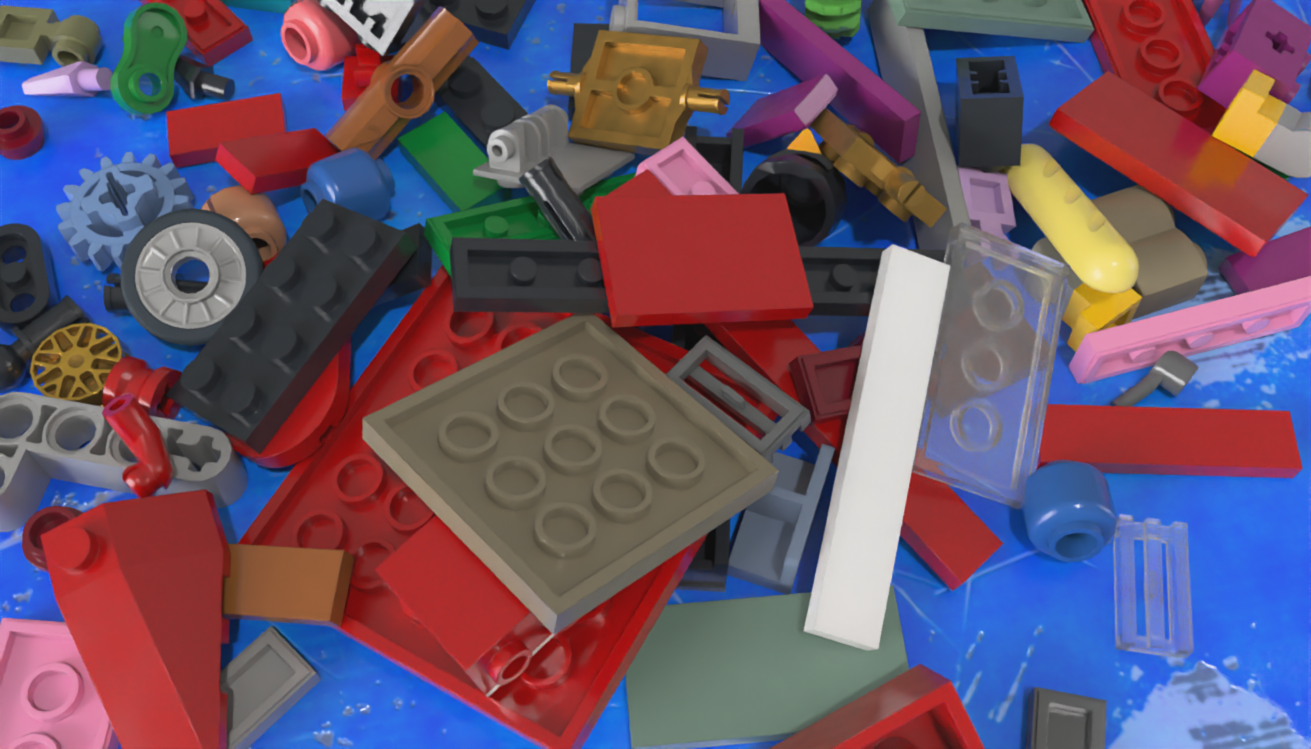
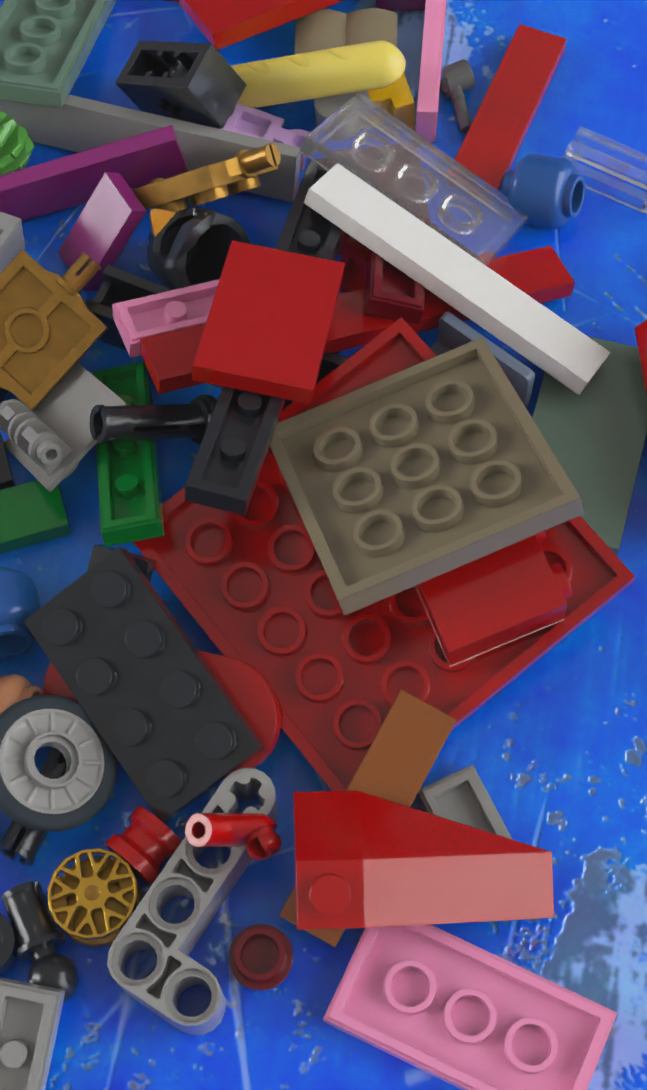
camera: 65 degrees left, 5 degrees up
(774, 435) = (391, 331): dark grey tile -> none

